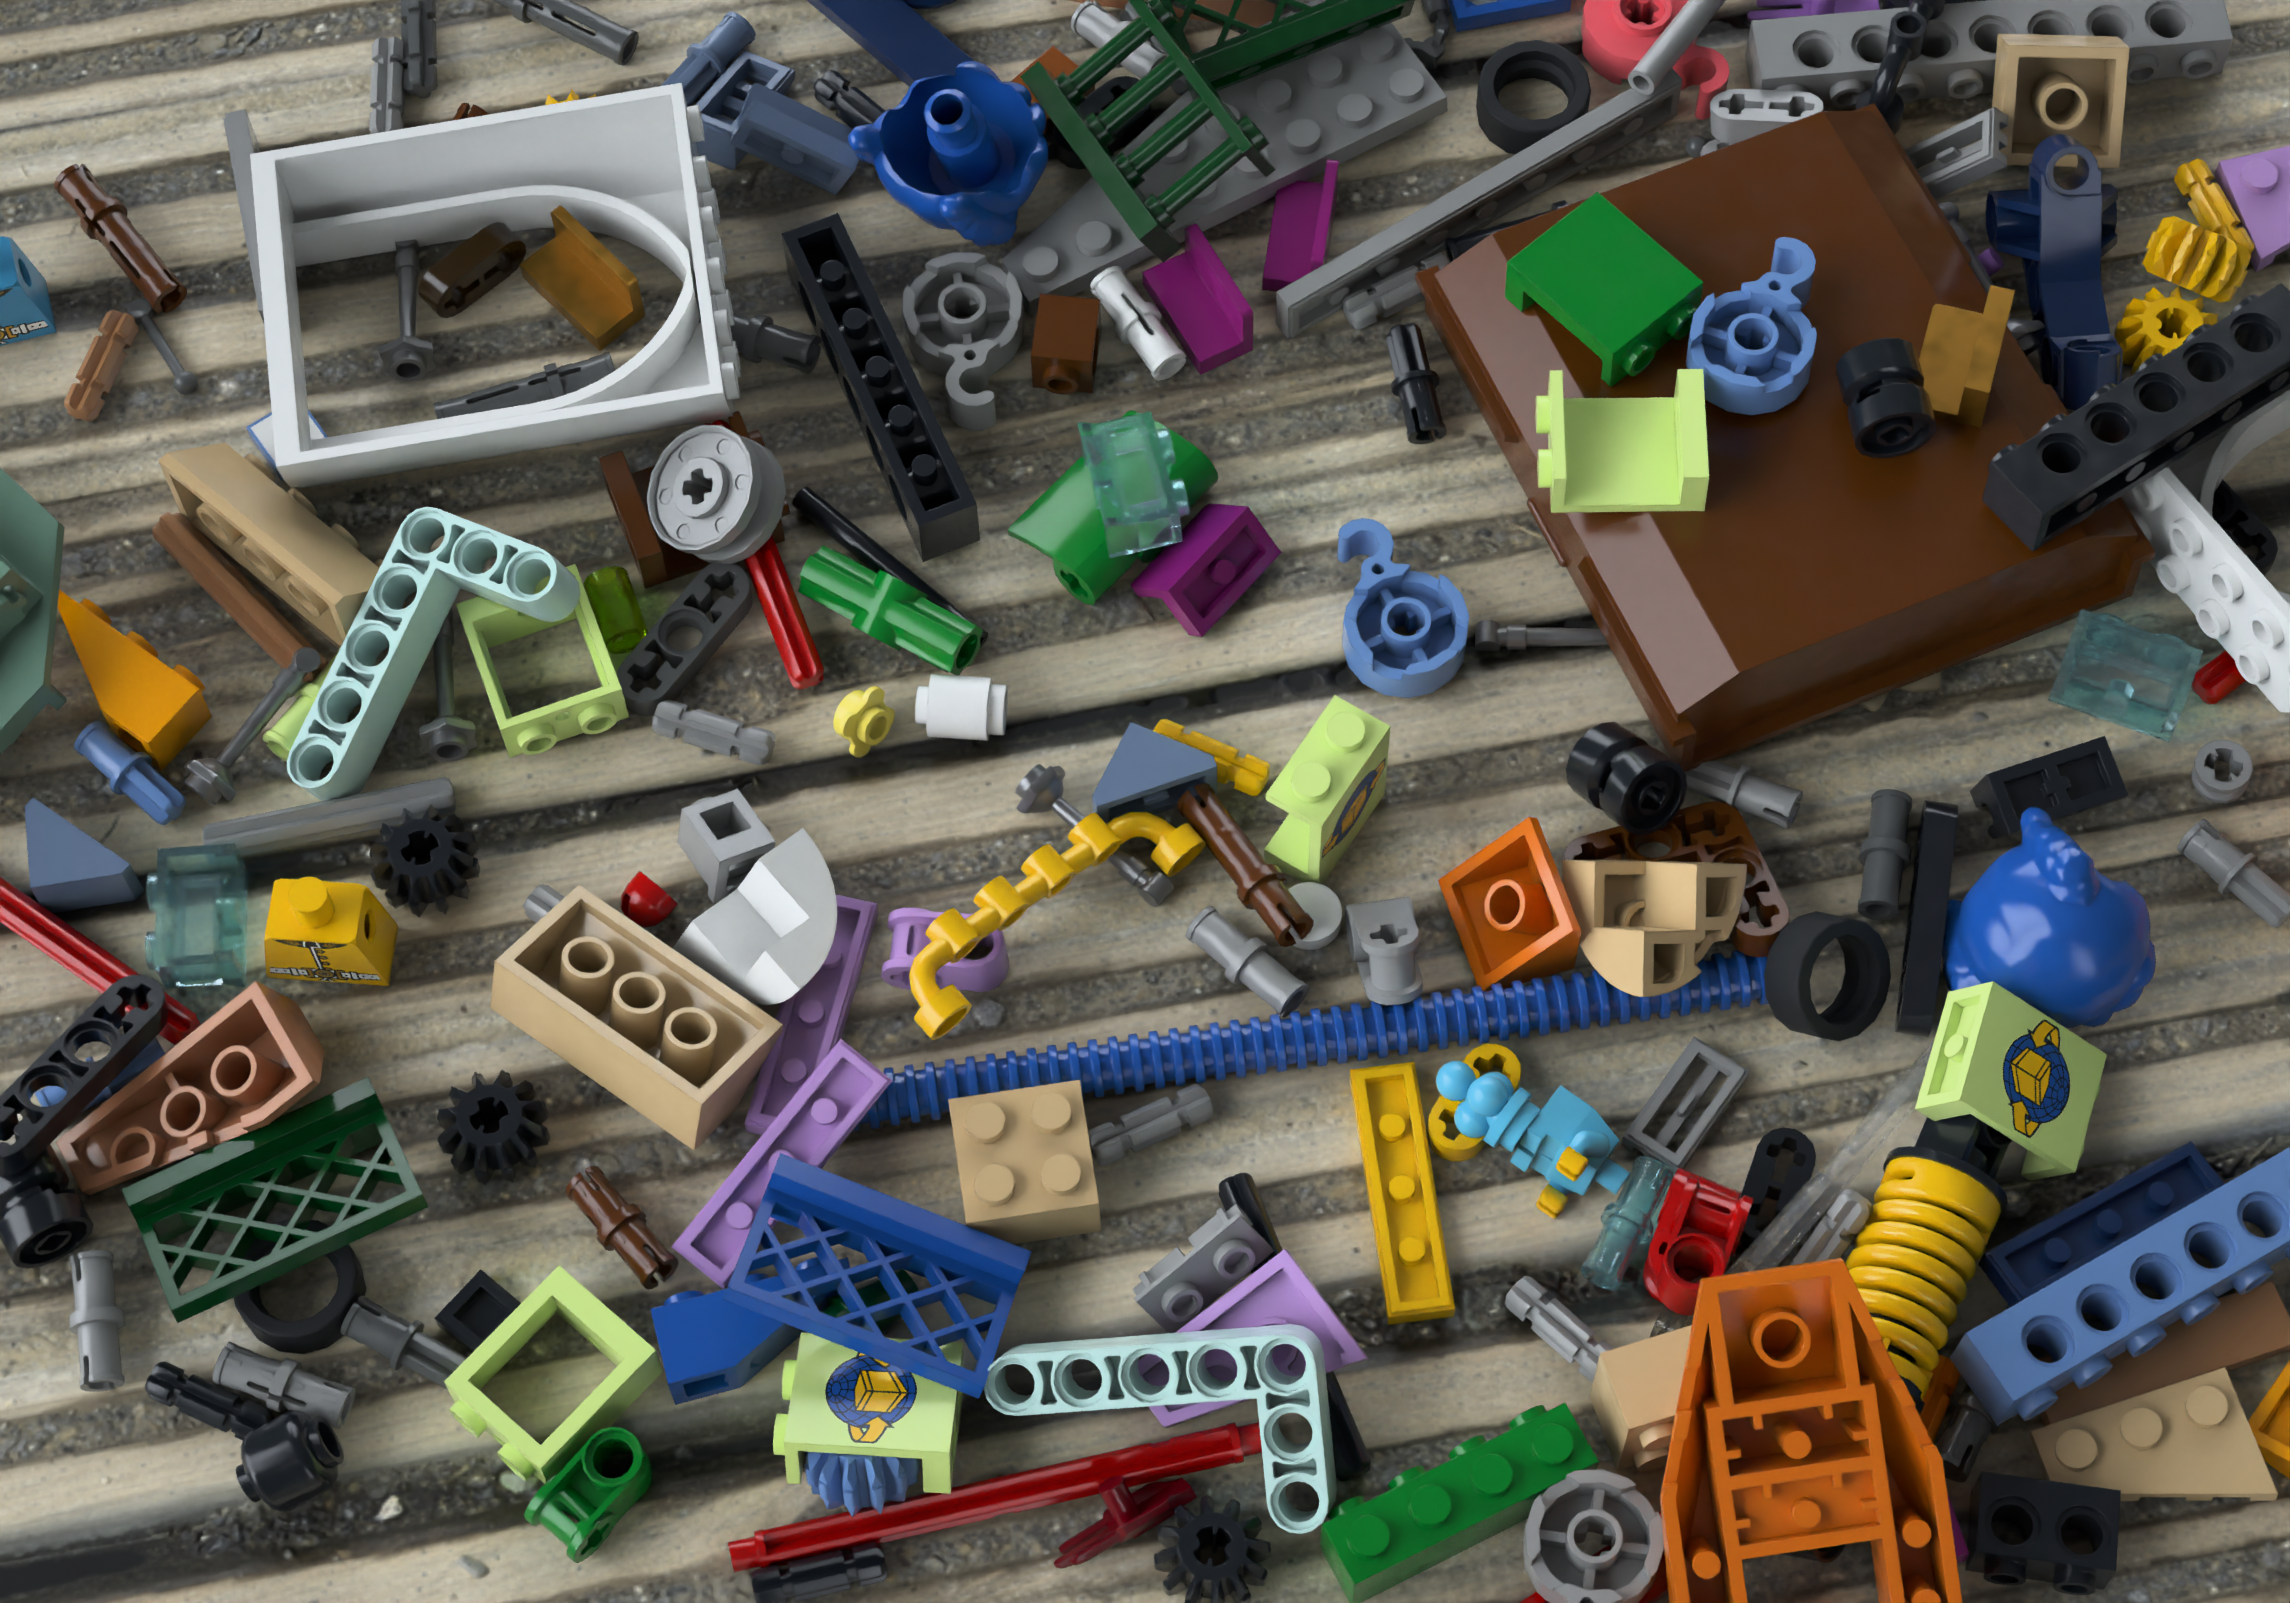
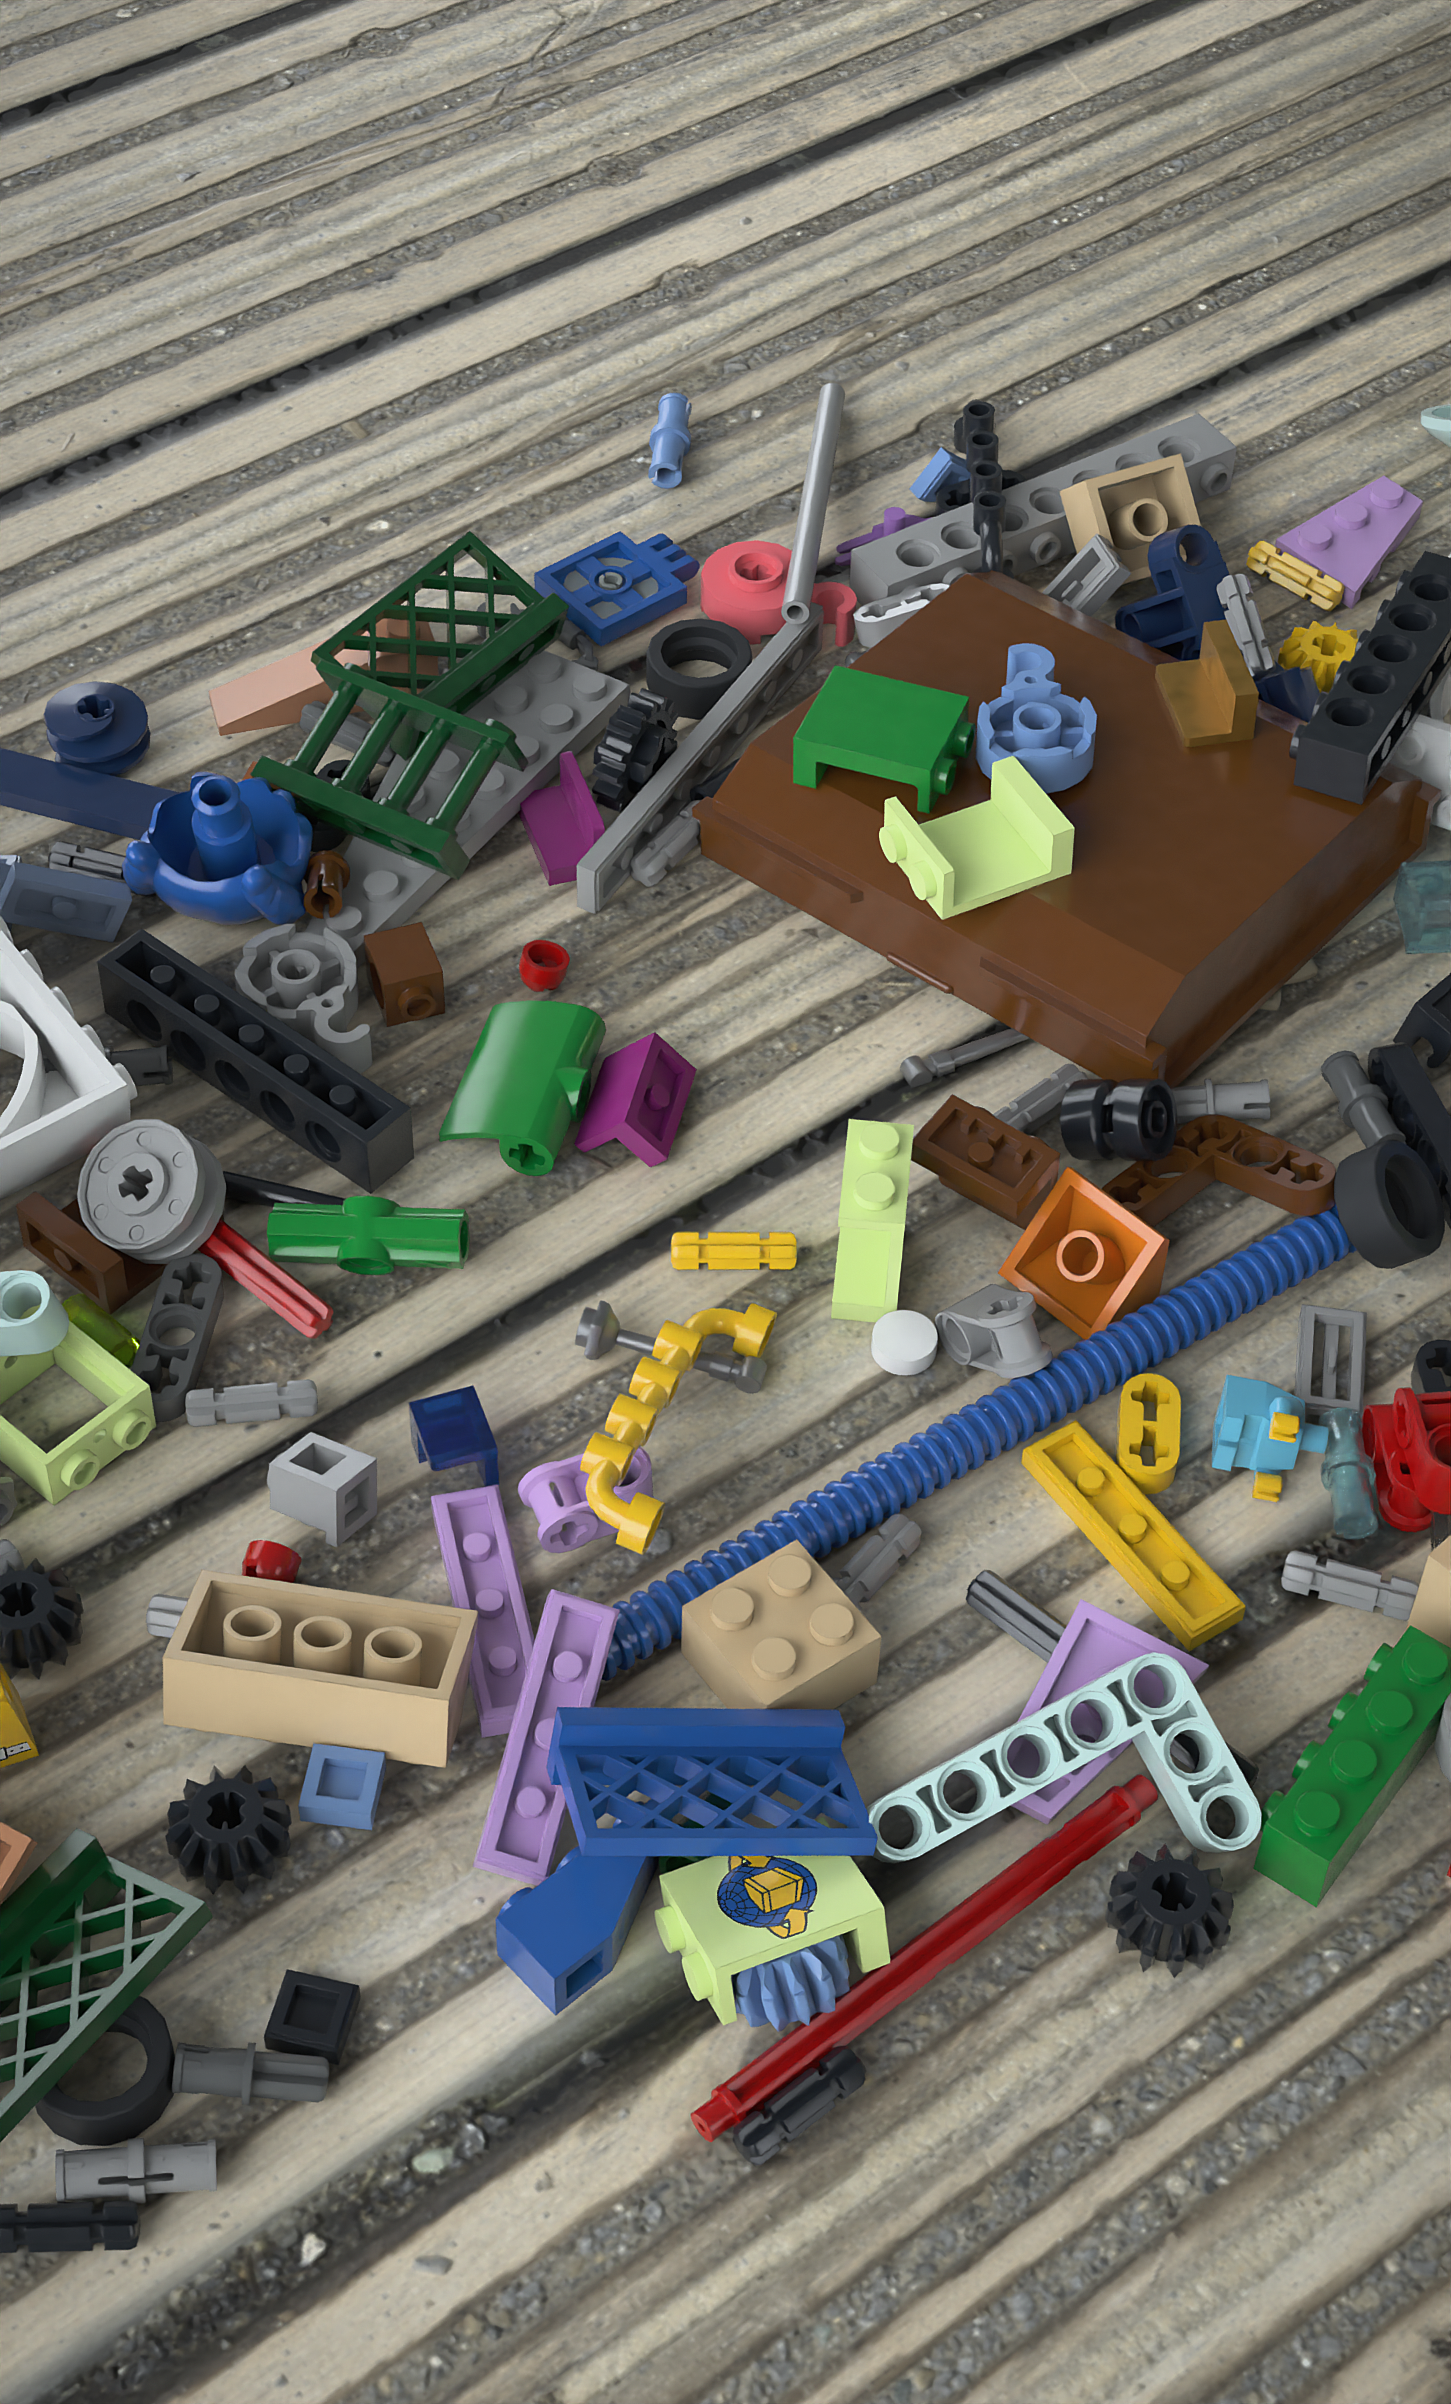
camera: 30 degrees left, 15 degrees down
(289, 1460) = (185, 2240): black head -> none
(588, 1495) = (525, 2135): green piece -> none
(603, 1129) = (342, 1786): none -> medium blue plate
(621, 1227) = (412, 1868): reddish brown pin -> none
(635, 1372) = (442, 1968): yellowish green window -> none
(772, 928) = (418, 1531): white brick -> none
(859, 842) = (453, 1432): none -> clear blue panel
(863, 719) = (394, 1335): light yellow plate -> none
(962, 707) = (483, 1290): white brick -> none
(1044, 211) = (325, 880): none -> reddish brown pin
(1100, 26) = (290, 734): light grey pin -> none
(1125, 1517) = (1064, 1915): dark red piece -> none
(1133, 483) = (547, 1037): clear light blue window -> none
(1138, 323) = (462, 941): white pin -> none
(1150, 774) = (700, 1273): sand blue slope -> none
(1188, 1283) = (1014, 1639): light grey hinge -> none
(1201, 304) = (507, 899): magenta panel -> none
(1211, 383) = (543, 965): none -> red hinge
(1247, 961) = (873, 1397): light grey pin -> none
(1259, 883) = (840, 1323): reddish brown pin -> none
(1394, 598) = (833, 1073): medium blue piece -> none
(1399, 181) = (633, 748): none -> black gear
(1415, 384) = (733, 902): black axle -> none
(1455, 778) = (987, 1160): none -> reddish brown bracket
(1487, 1105) = (1174, 1417): medium azure piece -> none
(1572, 721) = (1040, 1101): none -> light grey axle
(1652, 919) = (1220, 1210): tan brick -> none
(1885, 398) = (1172, 731): black wheel -> none
(2085, 276) = (1246, 624): none -> light grey axle
(2196, 259) = (1313, 594): yellow gear -> none

